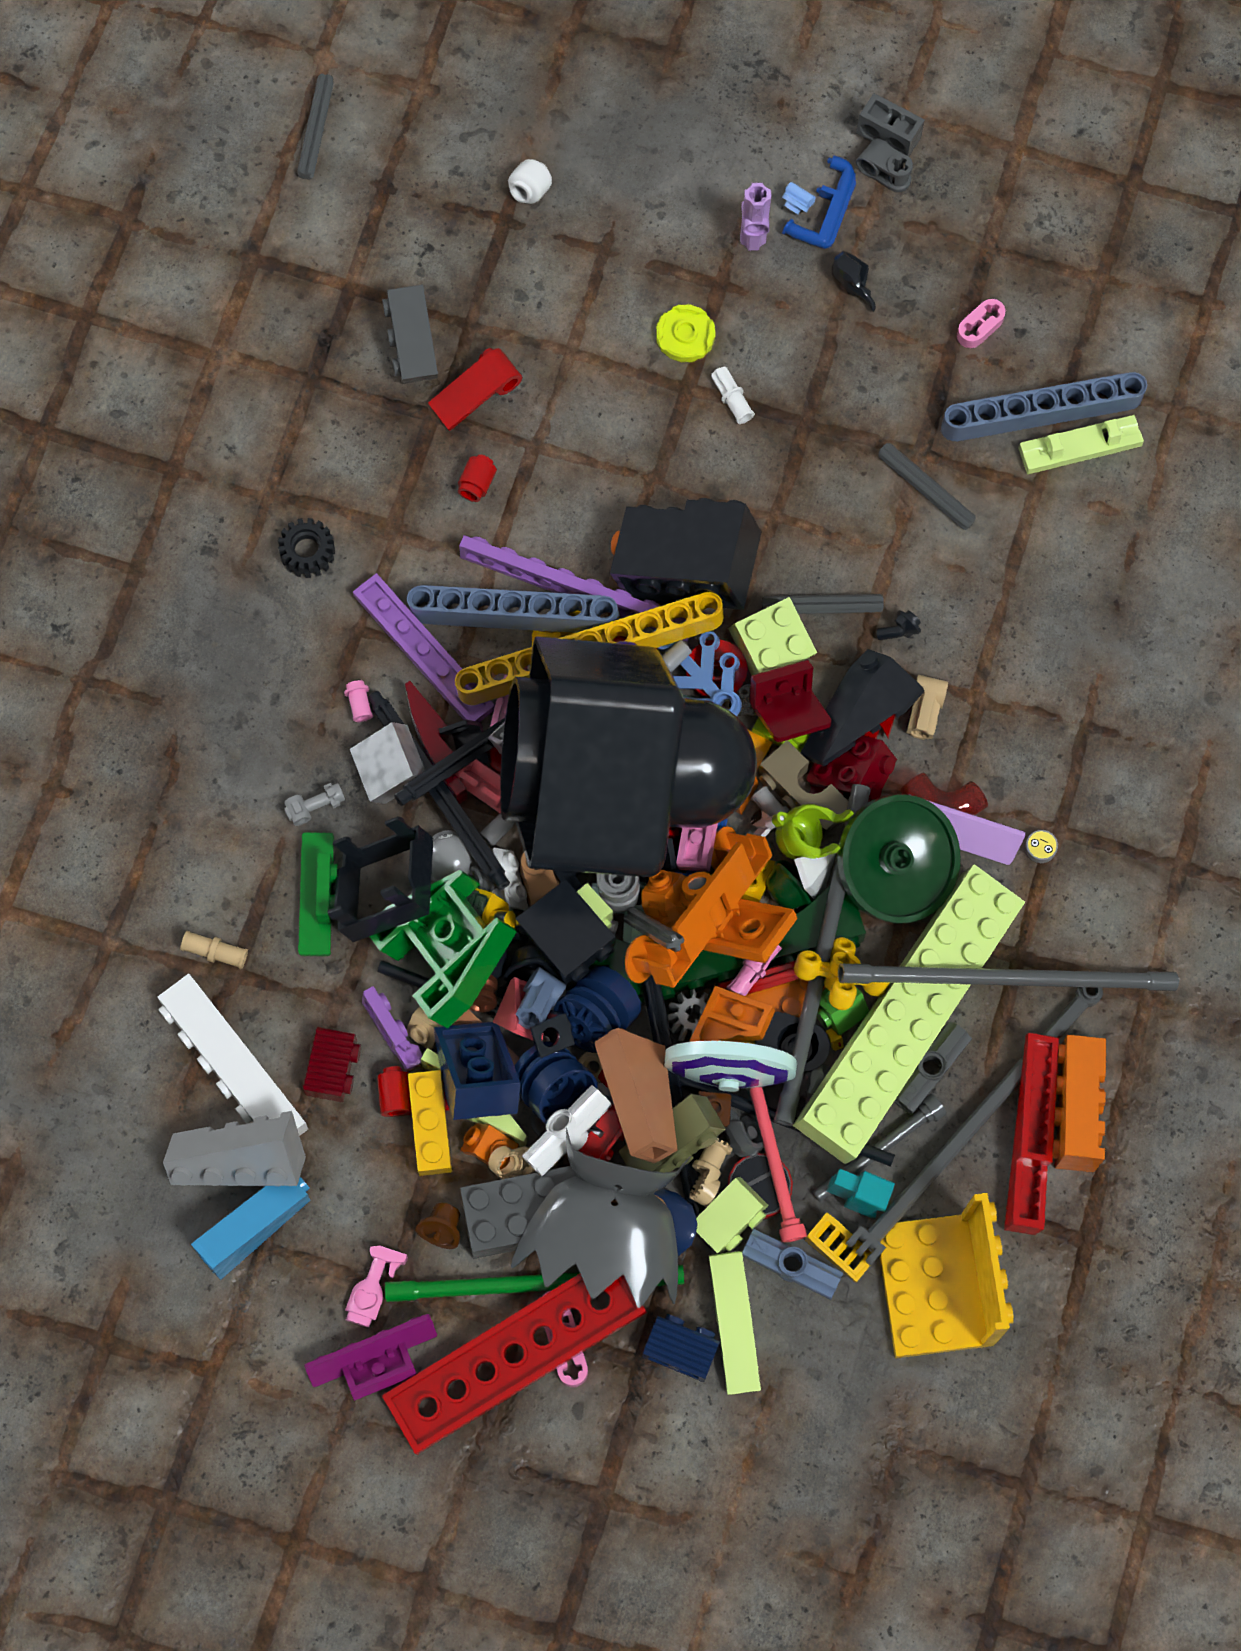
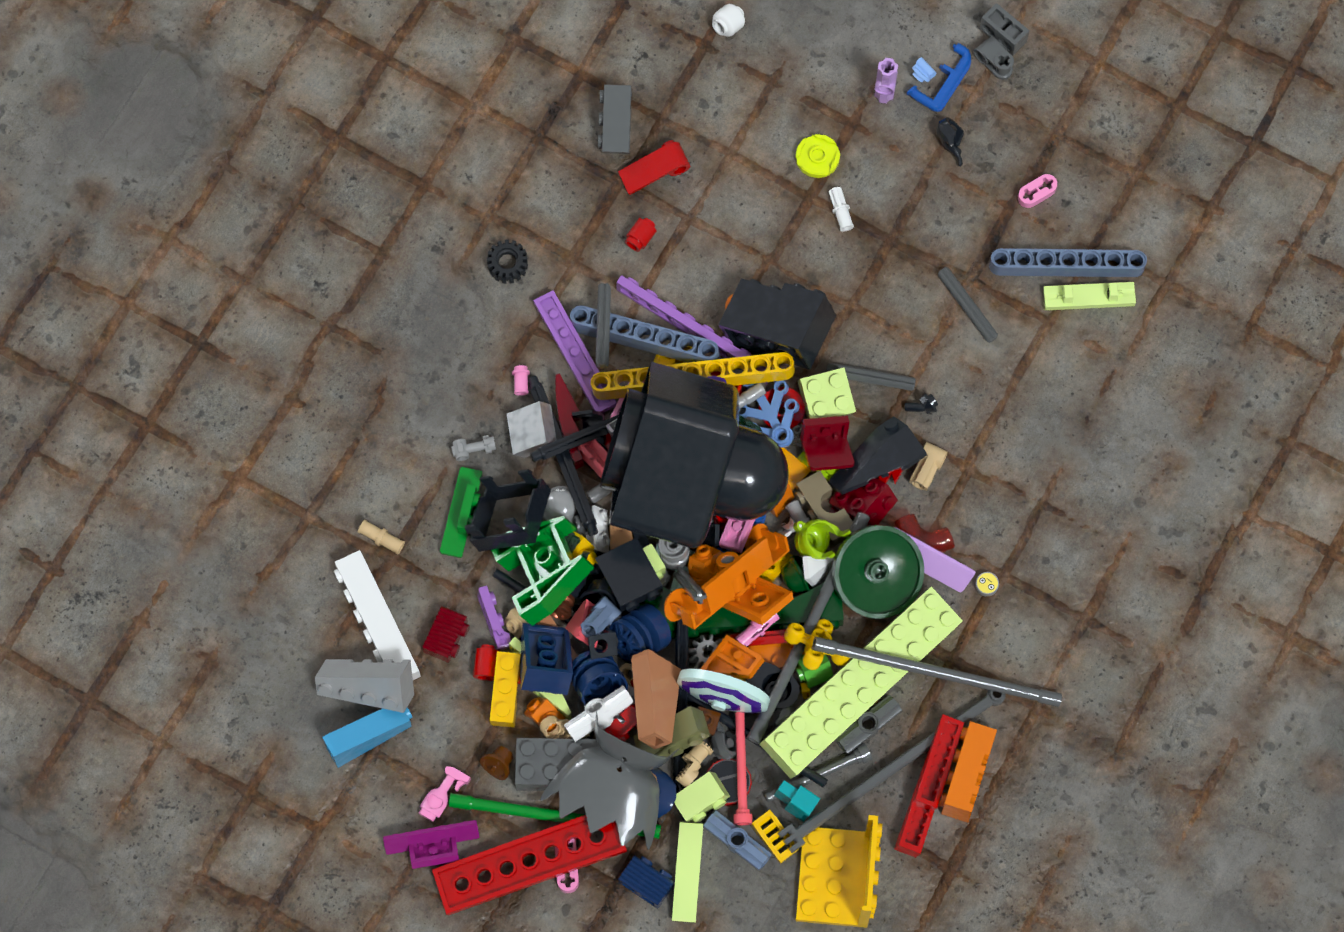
camera: 15 degrees right, 0 degrees up
(455, 605) = (603, 325): none -> dark grey axle

